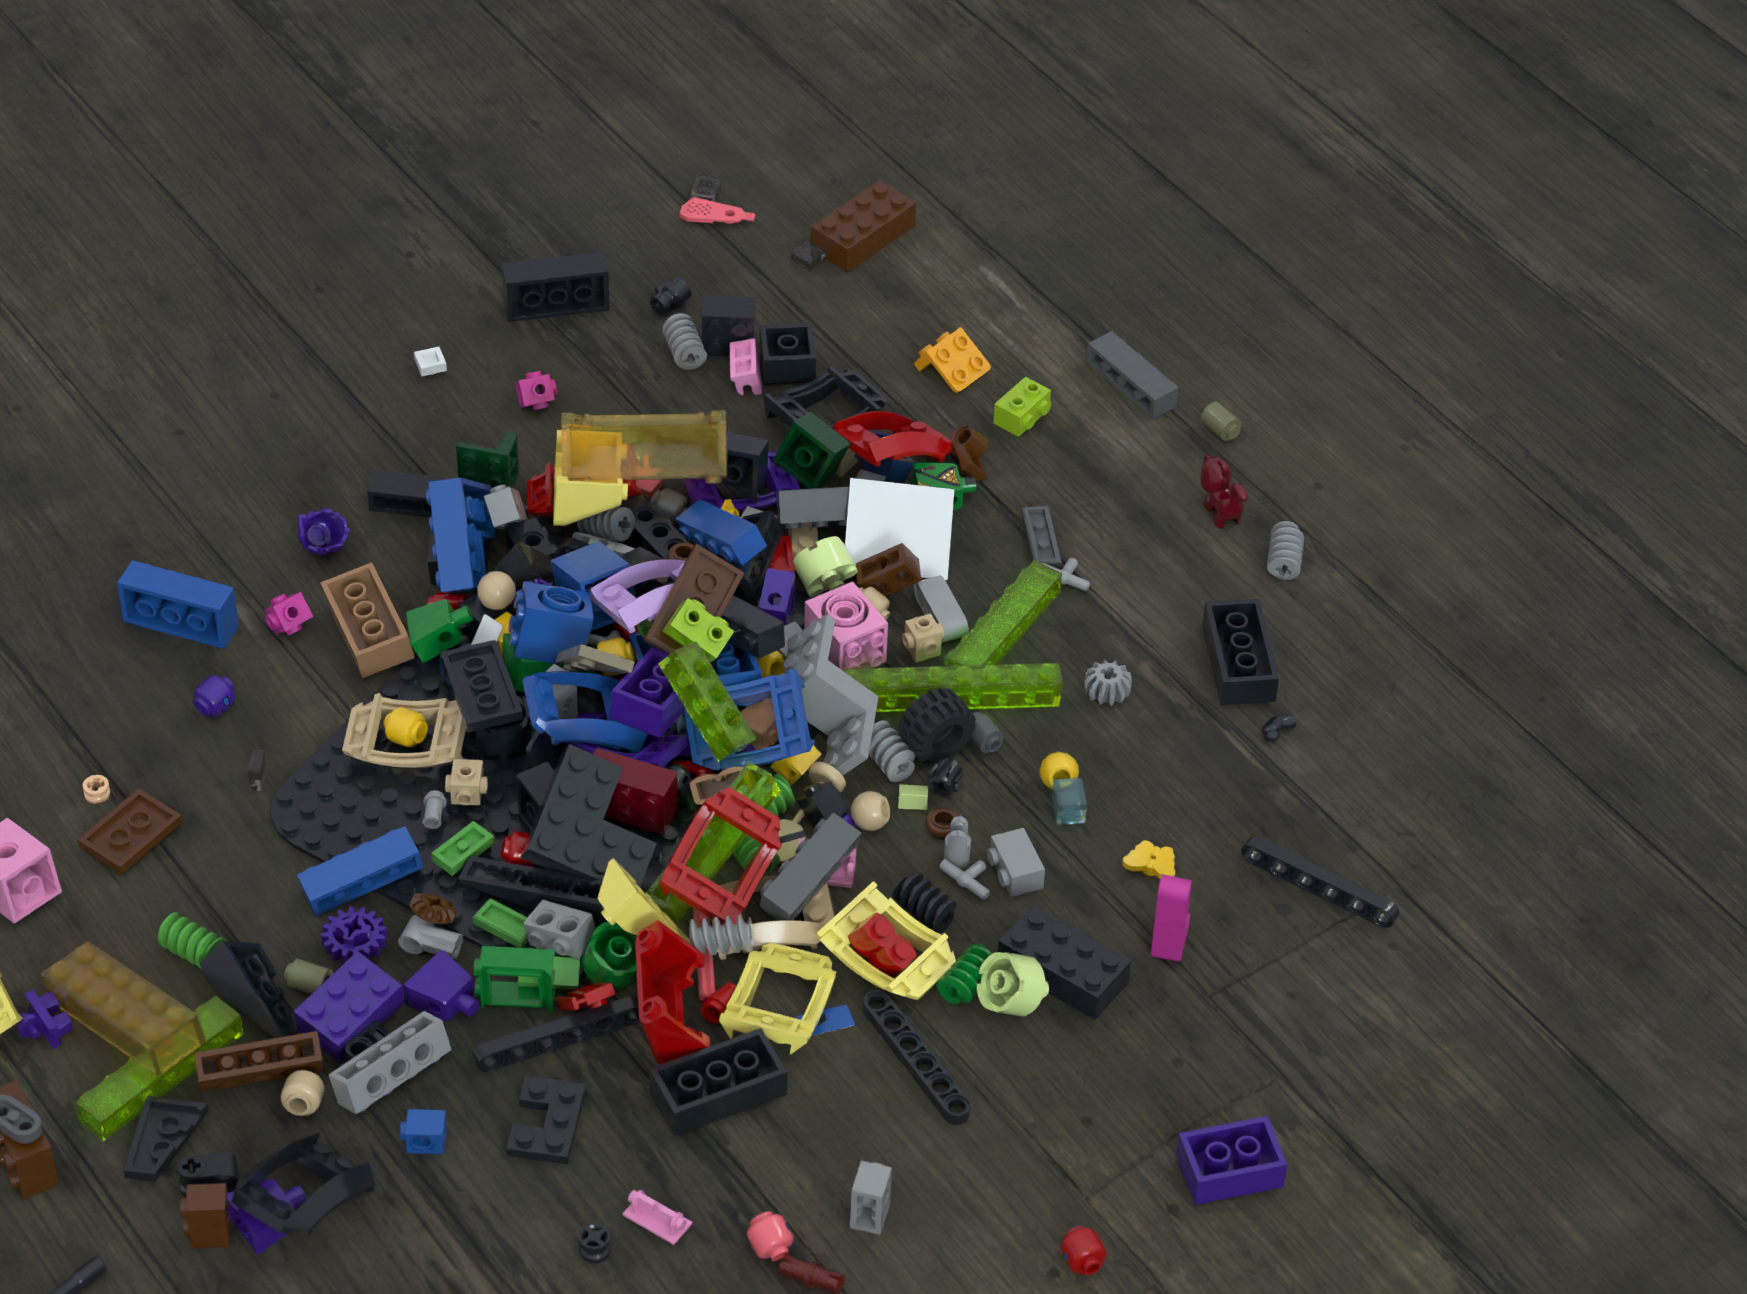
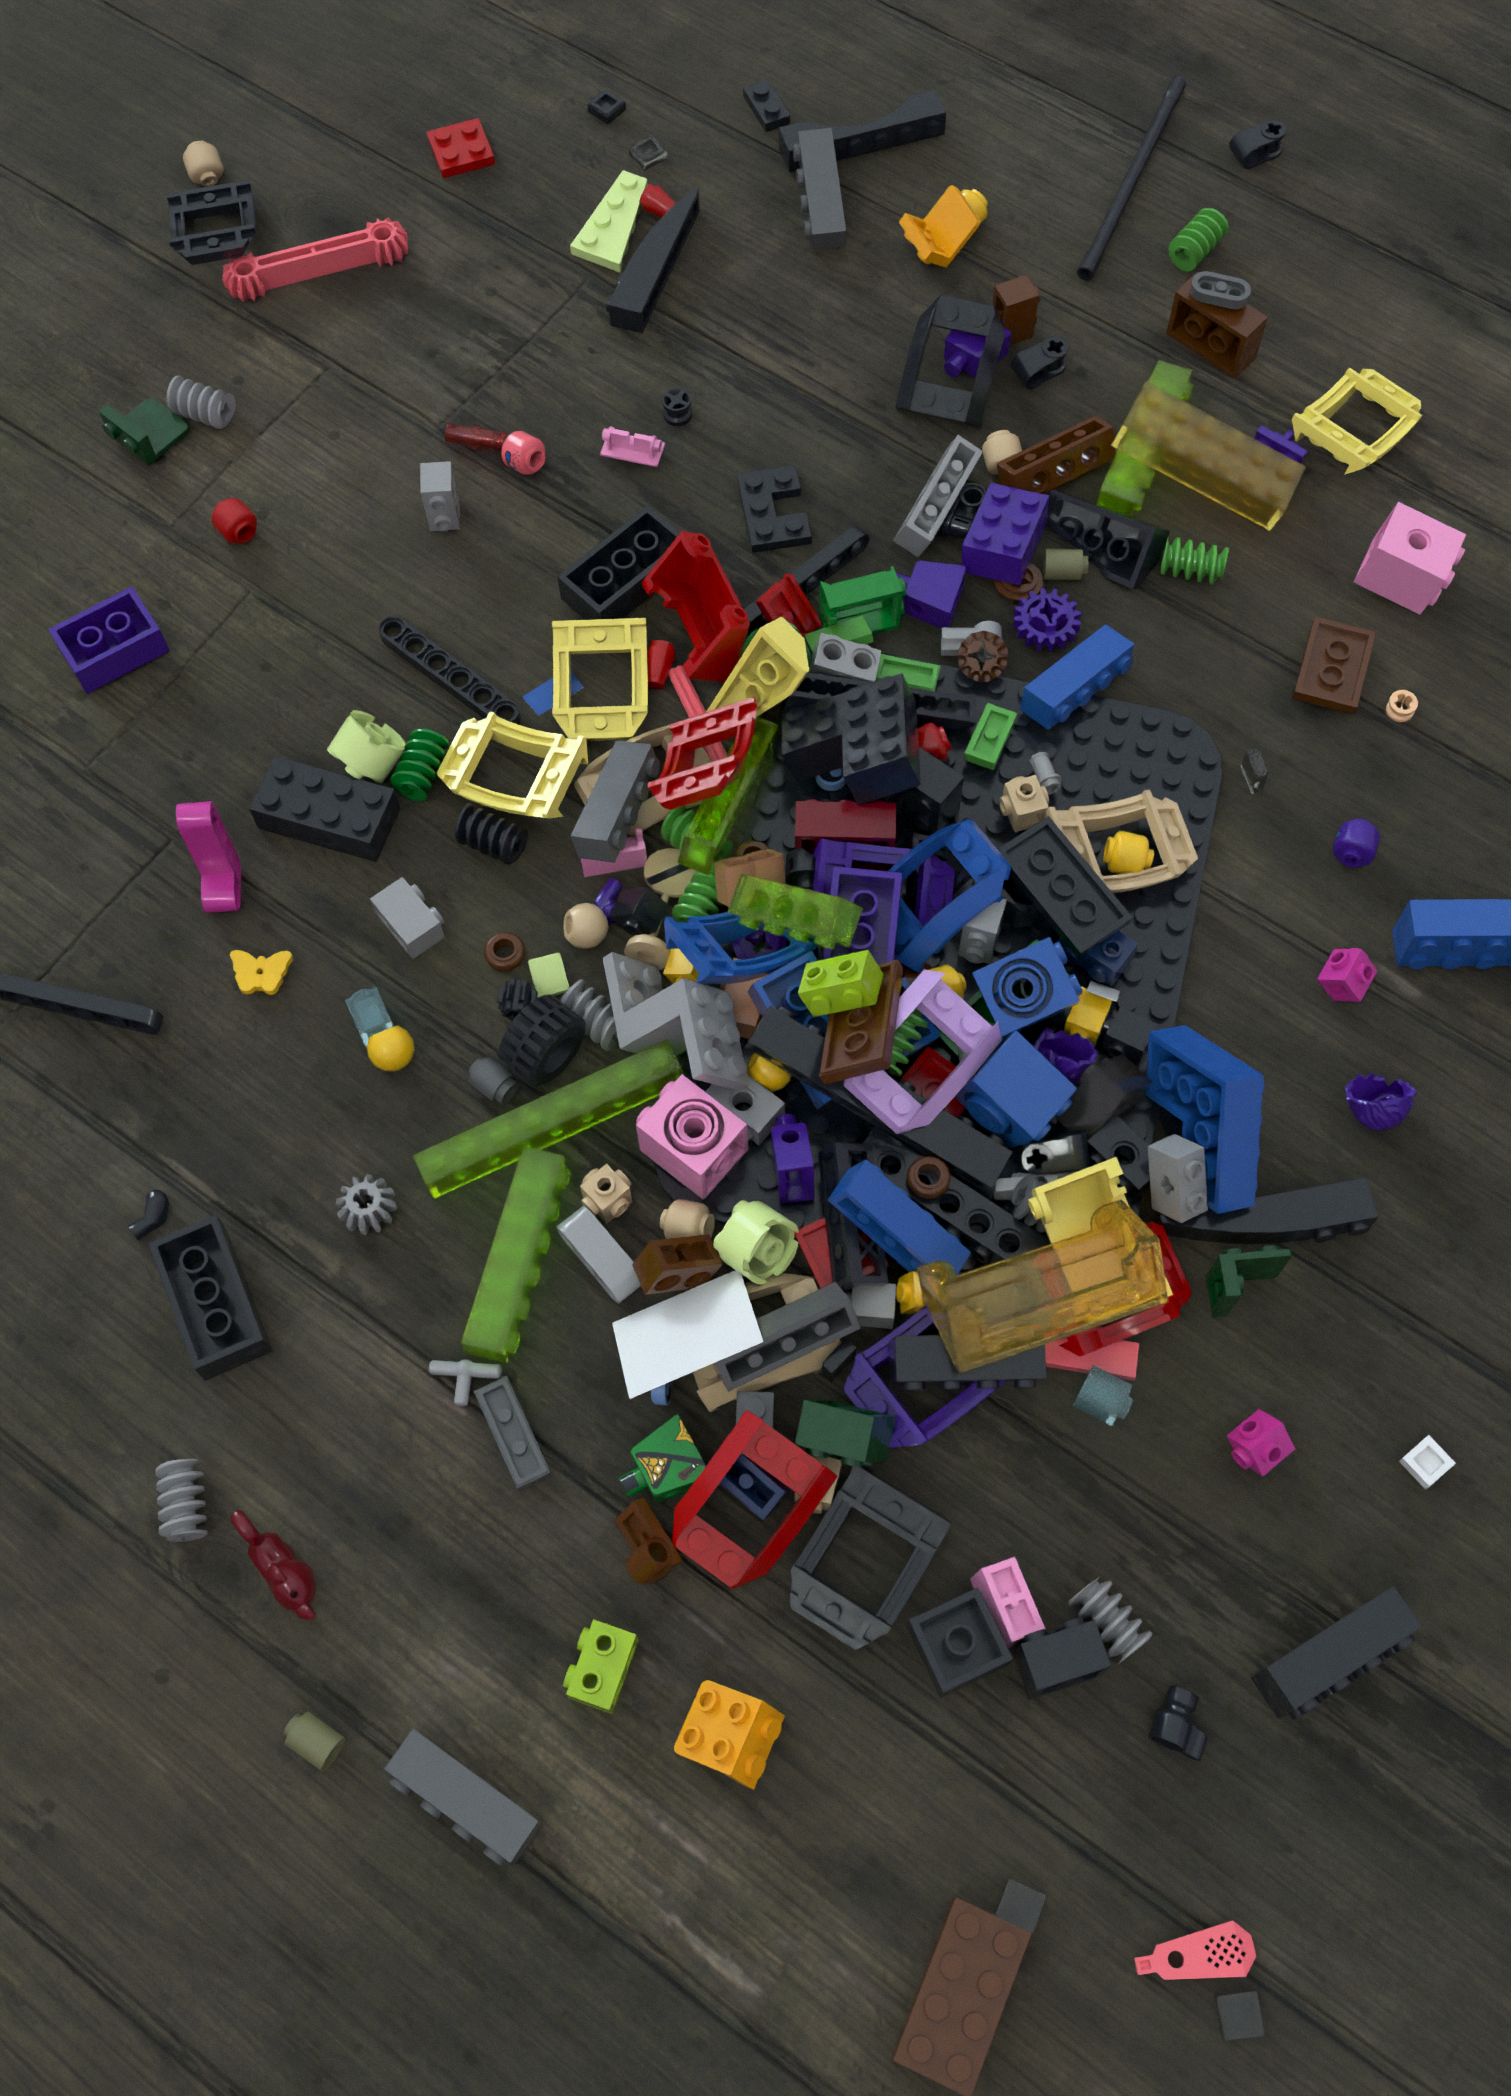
camera: 165 degrees right, 20 degrees up
(160, 1135) = (1105, 384): black wing -> none
(367, 620) = (1253, 987): medium nougat brick -> none
(424, 1131) = (874, 454): blue brick -> none
(436, 628) = (1169, 991): green torso -> none
(496, 590) = (1120, 1036): tan piece -> none
(592, 660) = (950, 924): dark tan wing -> none
(722, 935) = (678, 699): light grey piece -> none
(881, 945) = (514, 751): red brick -> none
(958, 843) = (475, 907): light grey hinge -> none
(967, 877) = (458, 888): light grey piece -> none

